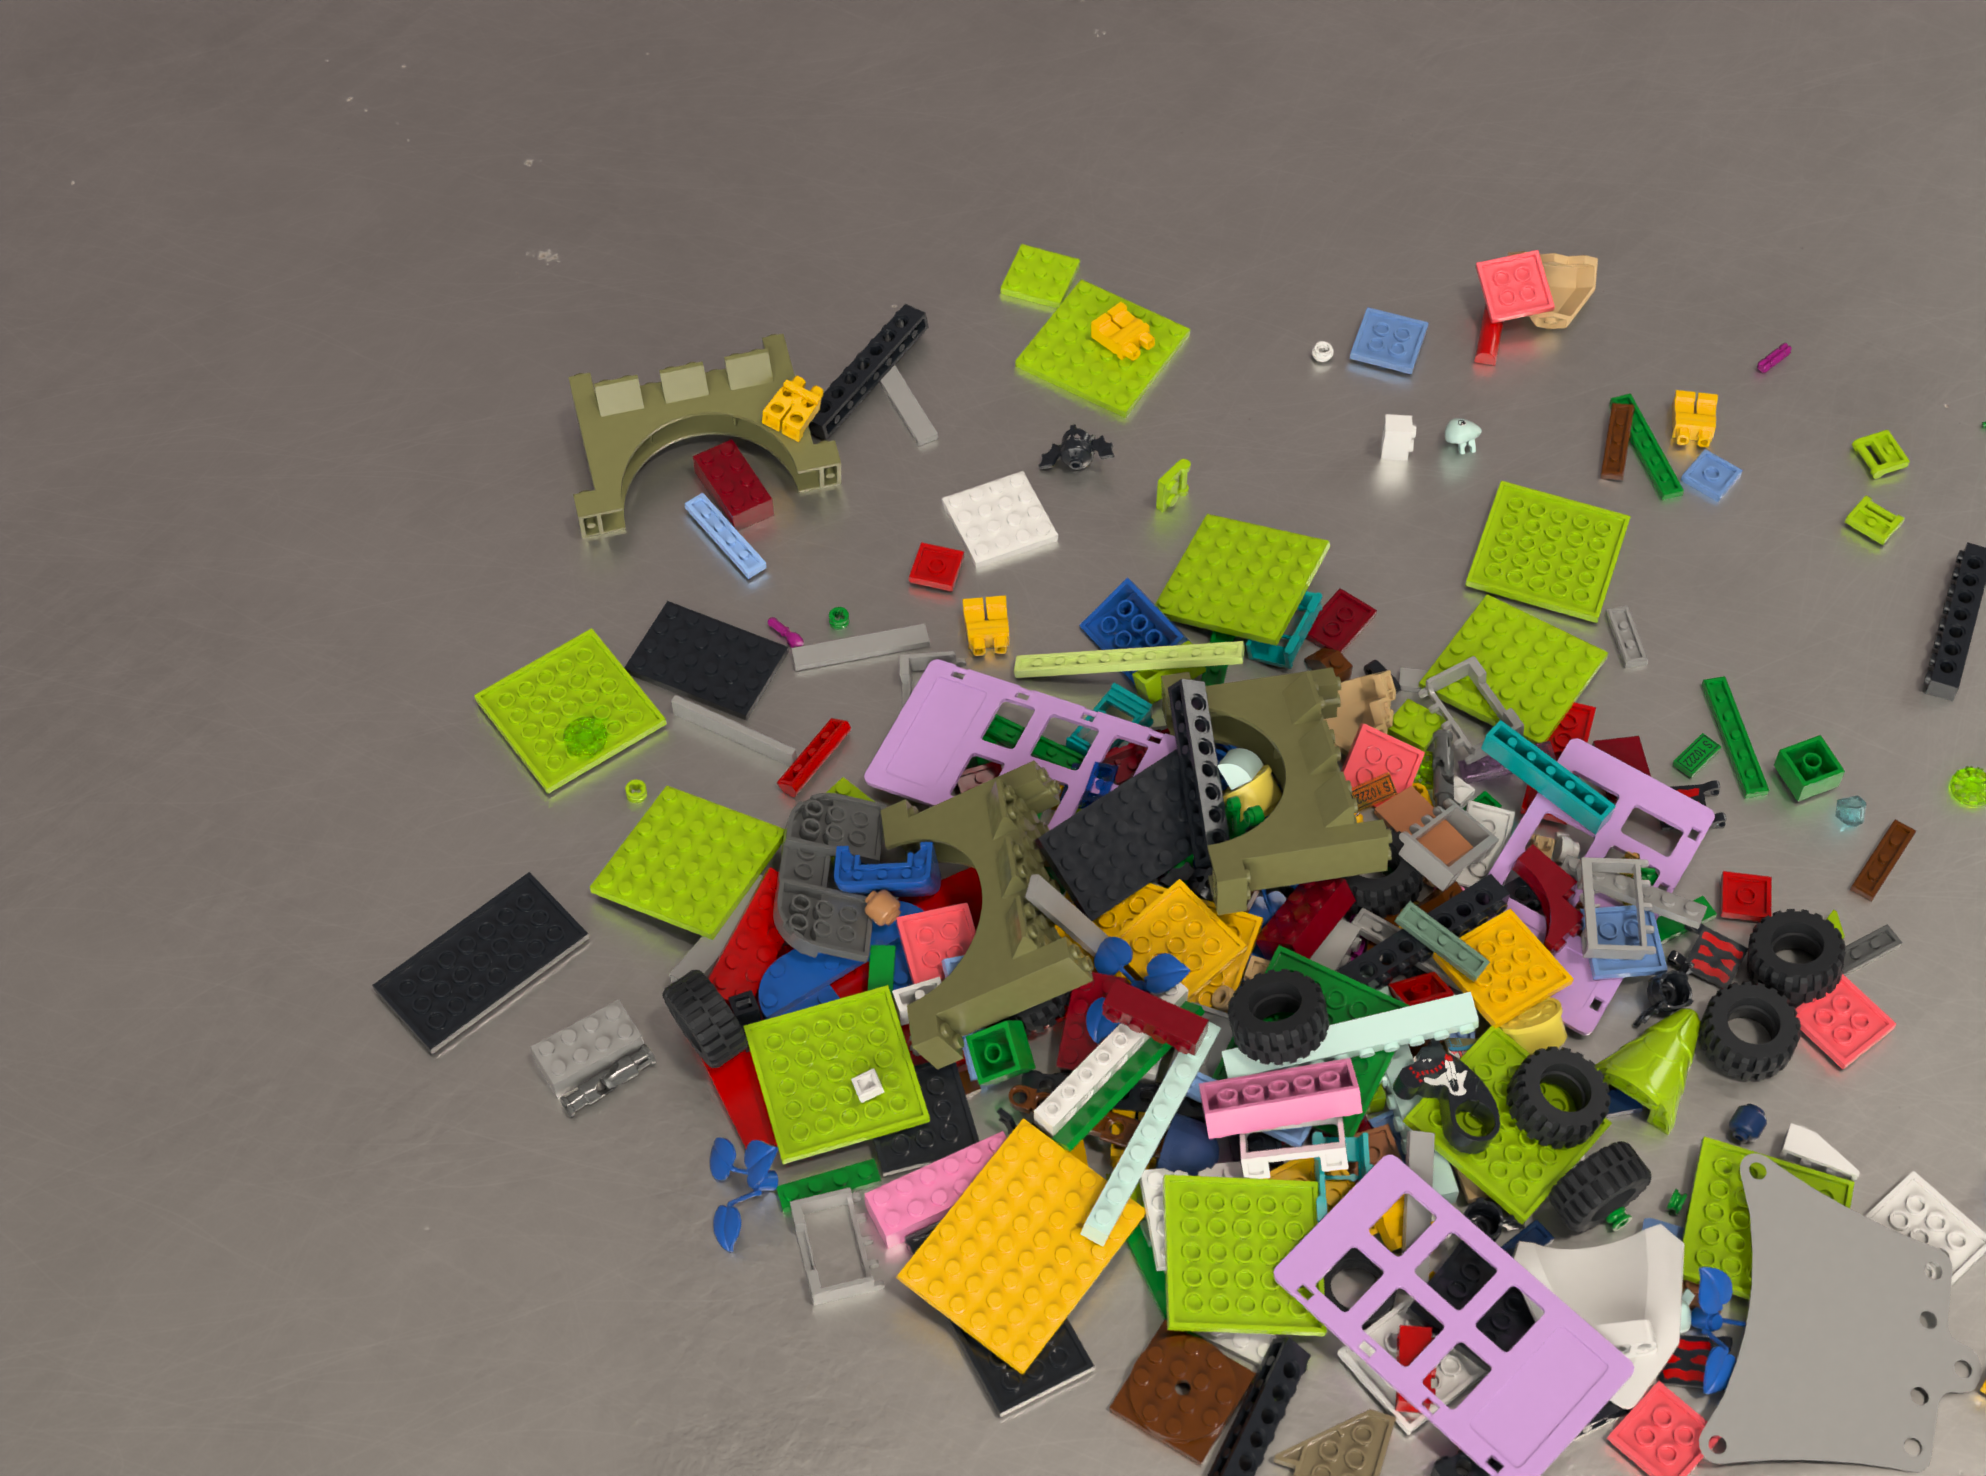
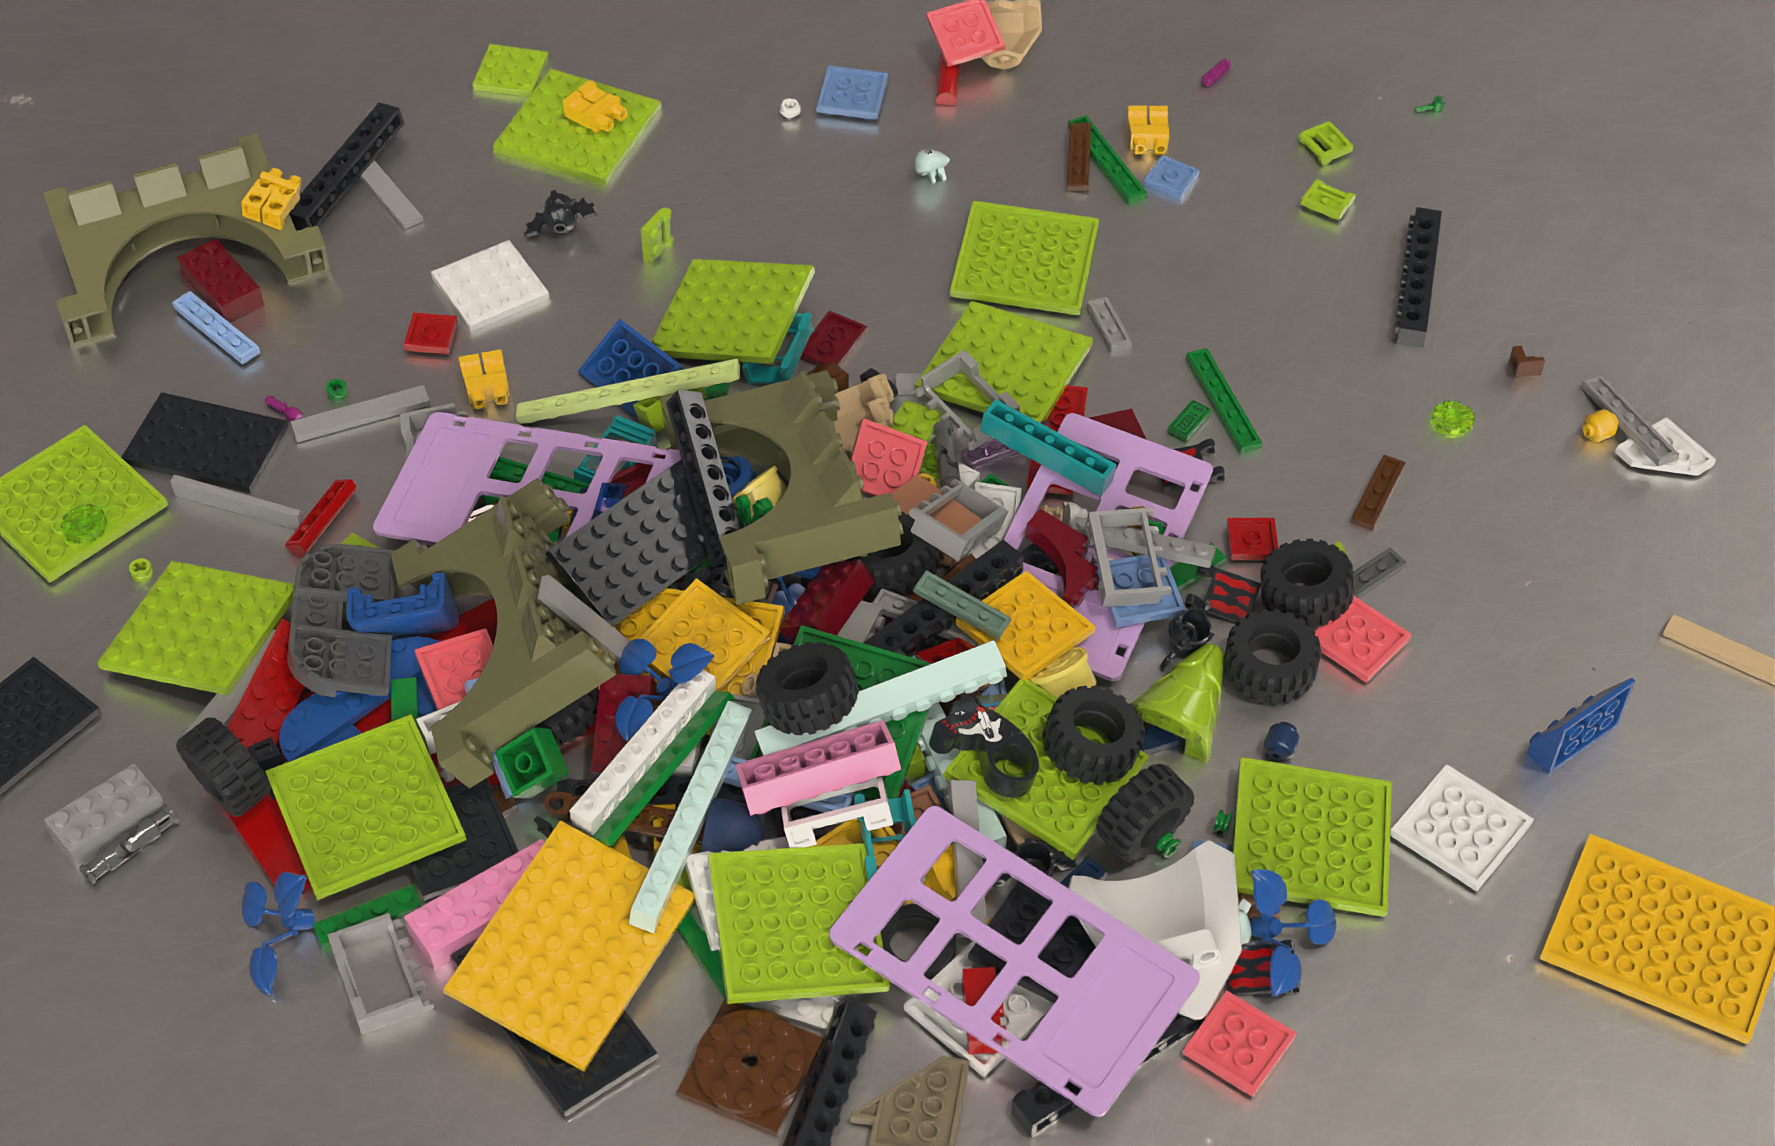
camera: 10 degrees left, 5 degrees down
(867, 1085) = (398, 810): white tile -> none
(882, 907) = (399, 641): medium nougat head -> none
(1155, 1017) = (683, 703): dark red brick -> none
(1239, 767) = (745, 470): light aqua brick -> none
(1374, 791) = (882, 481): clear yellow tile -> none
(1397, 436) = (868, 172): white brick -> none
(1809, 768) = (1296, 417): green brick -> none
(1812, 1151) = (1345, 757): white slope -> none
(1835, 1336) = (1392, 925): light grey piece -> none
(1851, 811) = (1341, 451): clear light blue plate -> none

